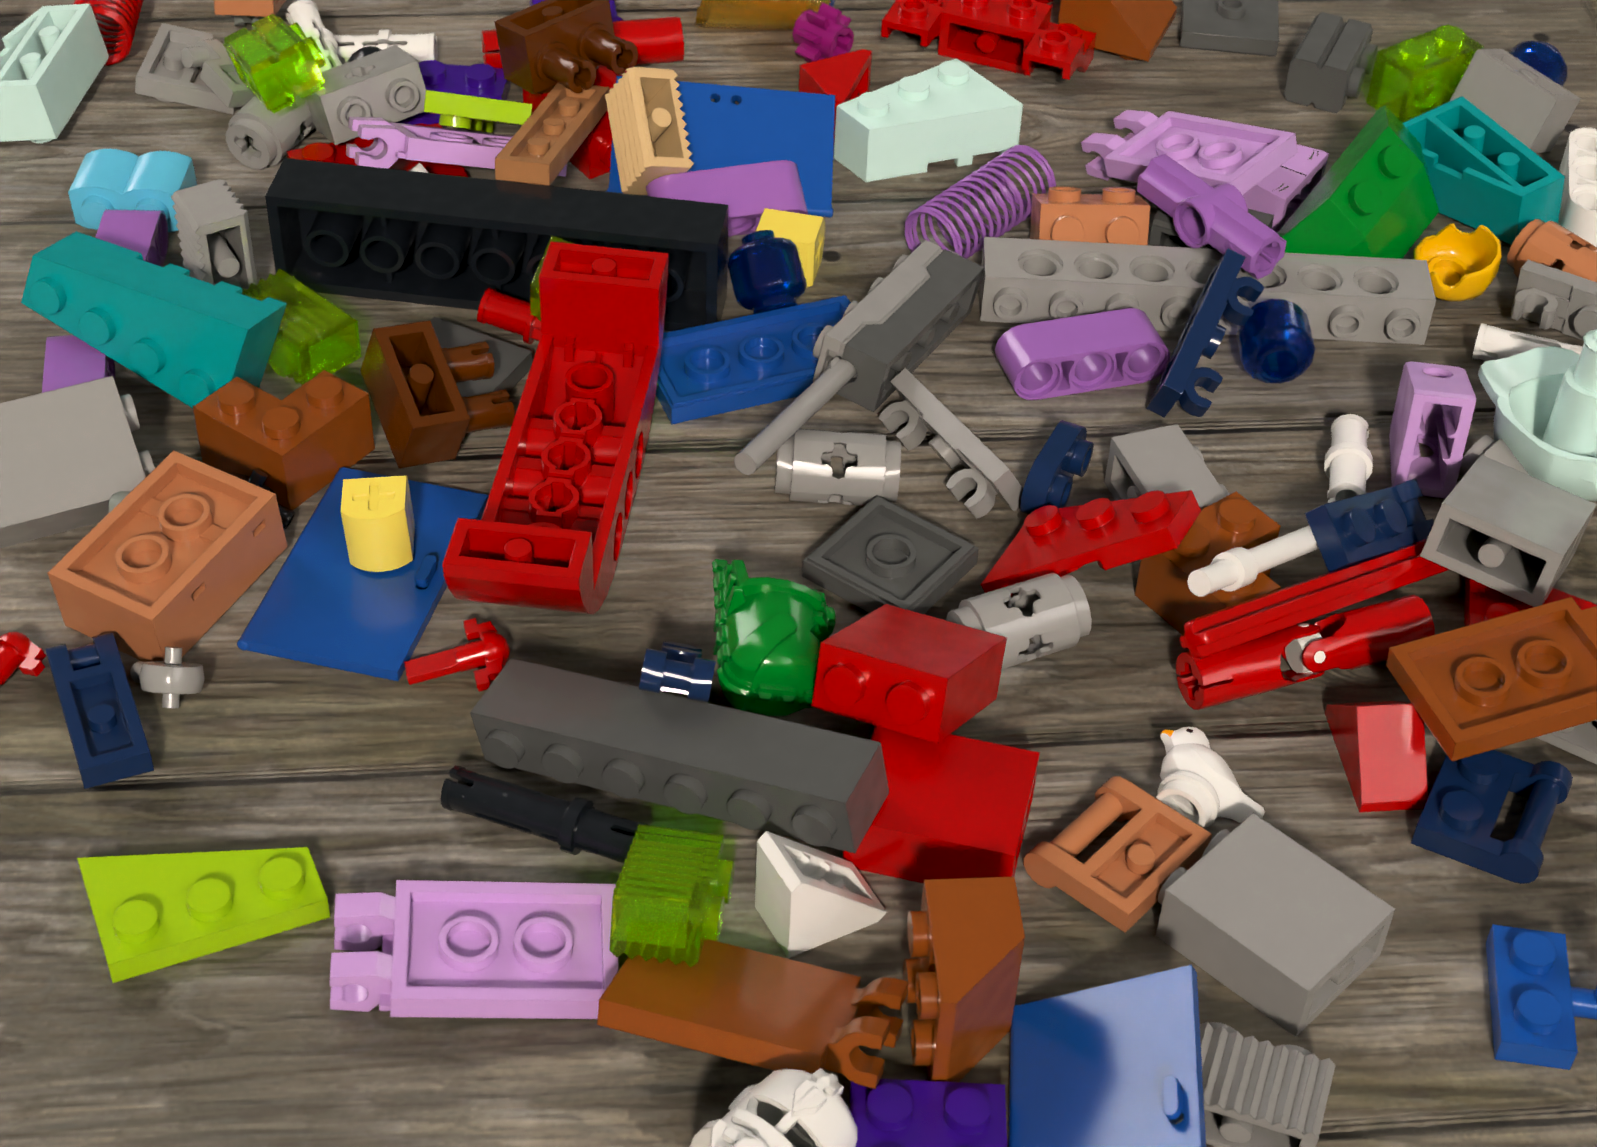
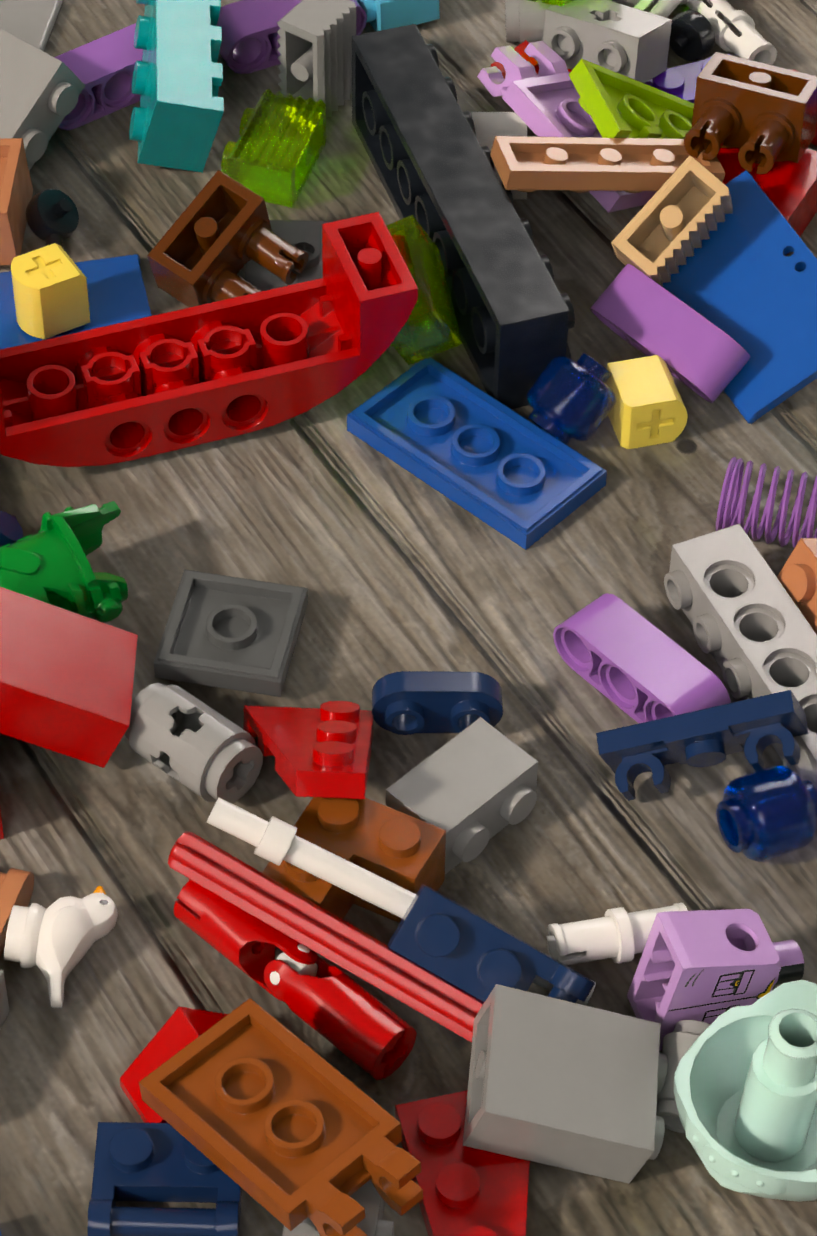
camera: 65 degrees right, 5 degrees up
(290, 439) = (120, 201): dark orange brick -> none
(869, 463) = (327, 548): light grey piece -> none
(876, 339) = (521, 506): piece -> none
(953, 444) = (430, 613): light grey plate -> none

